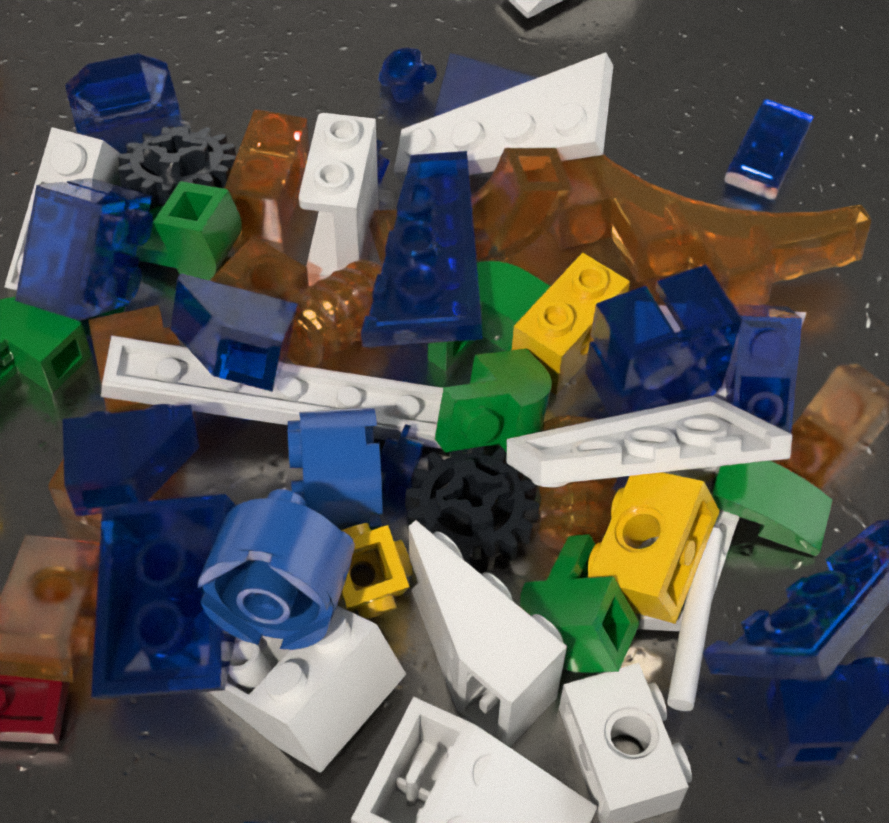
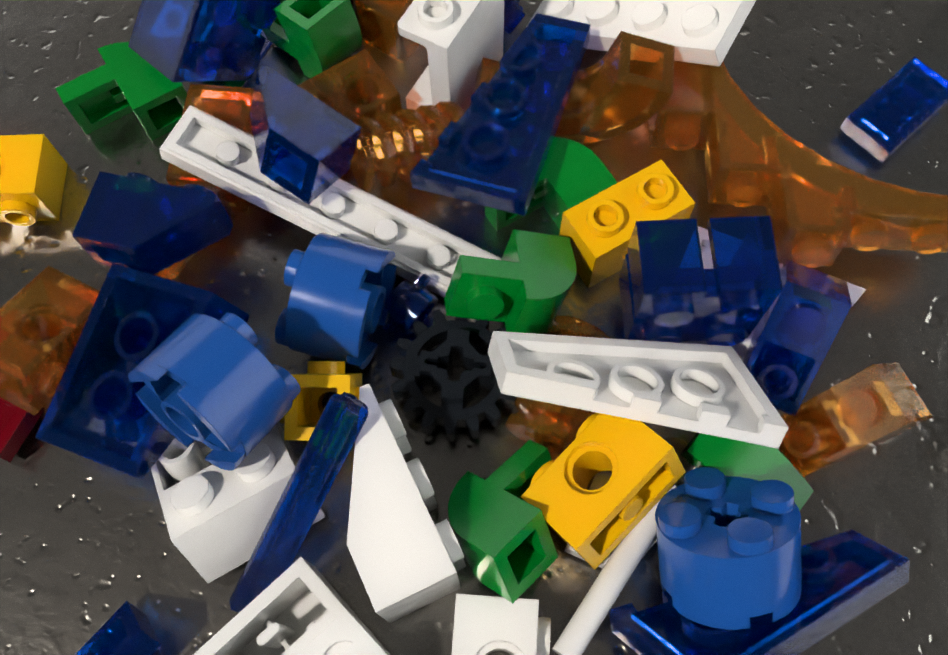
camera: 25 degrees right, 10 degrees up
(389, 654) = (302, 496): none -> clear blue axle
(782, 557) = (729, 548): none -> blue brick

